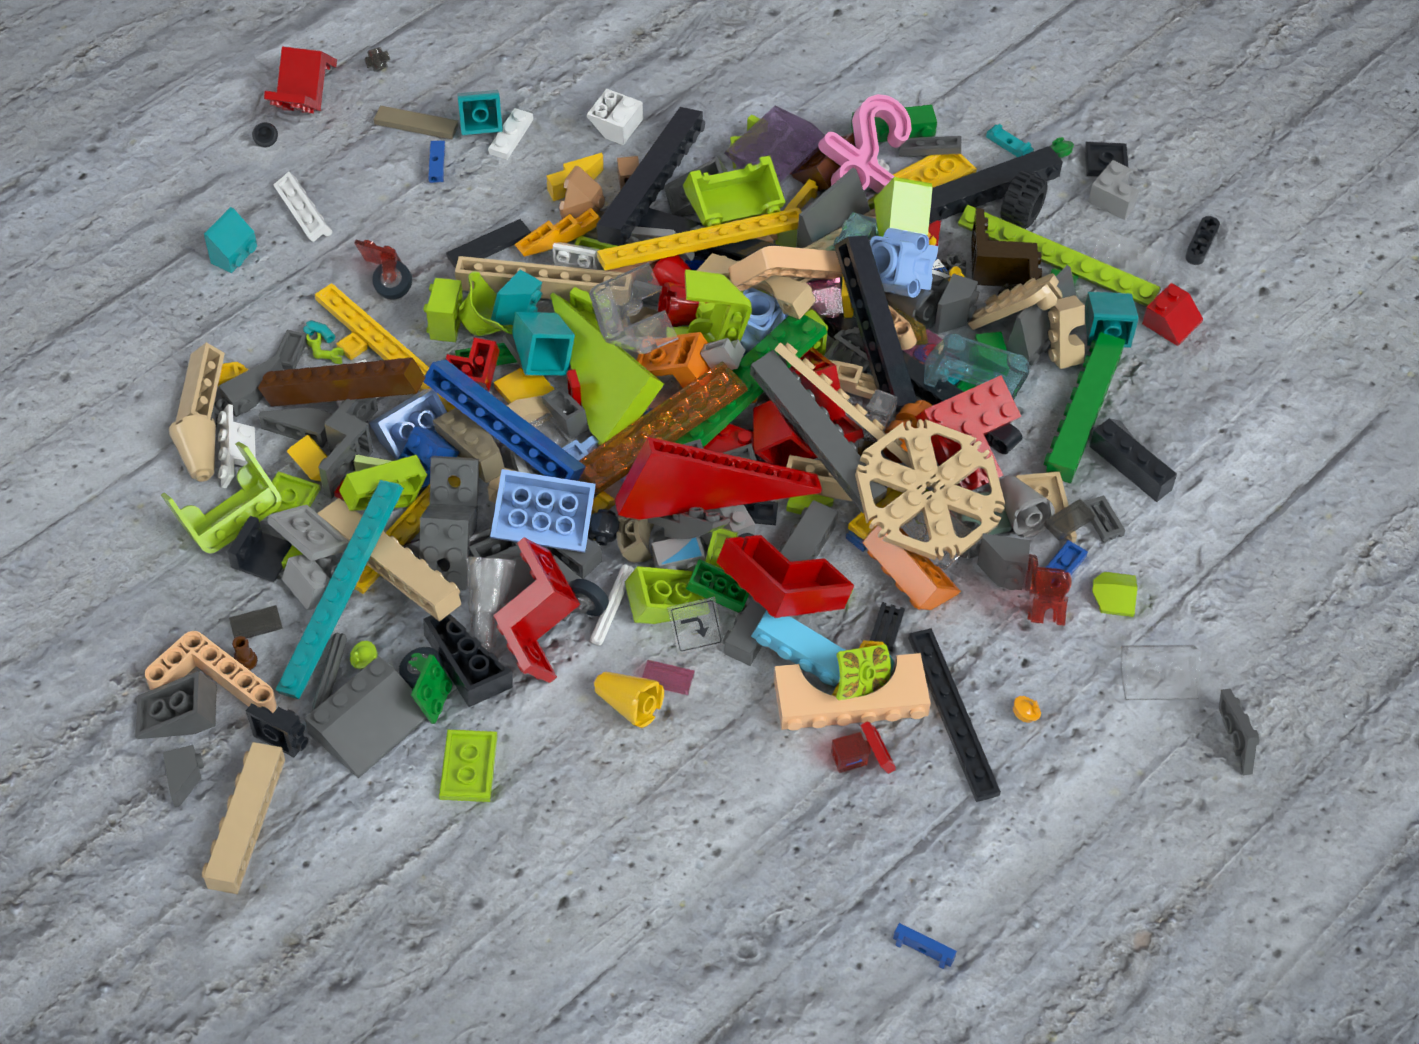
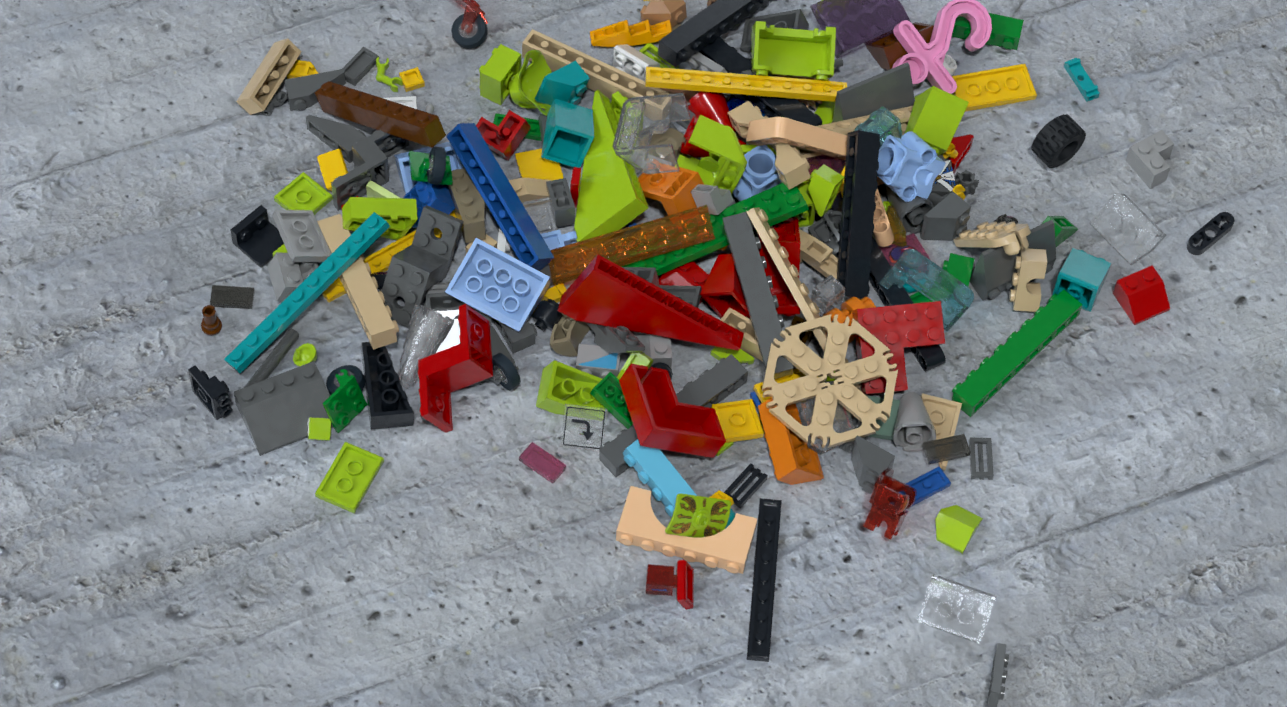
camera: 20 degrees right, 5 degrees up
(177, 708) = (141, 347): dark grey slope -> none
(182, 772) = (124, 401): dark grey slope -> none
(196, 445) = (245, 126): tan cone -> none
(217, 669) = (176, 309): light nougat beam -> none
(225, 521) = (237, 203): lime windscreen -> none
(229, 434) = (279, 137): white bracket -> none
(244, 818) = (156, 455): tan brick -> none
(325, 332) = (386, 51): teal arm -> none
(369, 330) = (432, 73): yellow plate -> none
(413, 726) = (319, 429): none -> lime tile
(420, 418) = (431, 166): none -> plate
(490, 242) = (569, 23): black tile -> none
(614, 600) = (526, 383): white axle -> none
(630, 696) = (502, 468): yellow cone -> none
(763, 512) = (688, 350): black tile -> none
(803, 196) = (862, 71): yellow piece -> none
(831, 307) = (824, 188): none -> lime slope
(851, 562) = (739, 420): none -> yellow tile
(931, 146) = (1005, 59): dark grey tile -> none
(990, 183) = (1035, 114): black brick -> none
(1001, 261) = (1008, 193): dark brown bracket -> none
(1026, 709) = (826, 598): light orange hat -> none
(1060, 256) = (1067, 203): lime plate -> none
(1061, 147) = (1125, 100): green hat -> none
(1100, 155) = (1163, 119): black tile -> none
(1132, 459) = (1030, 402): black wedge -> none

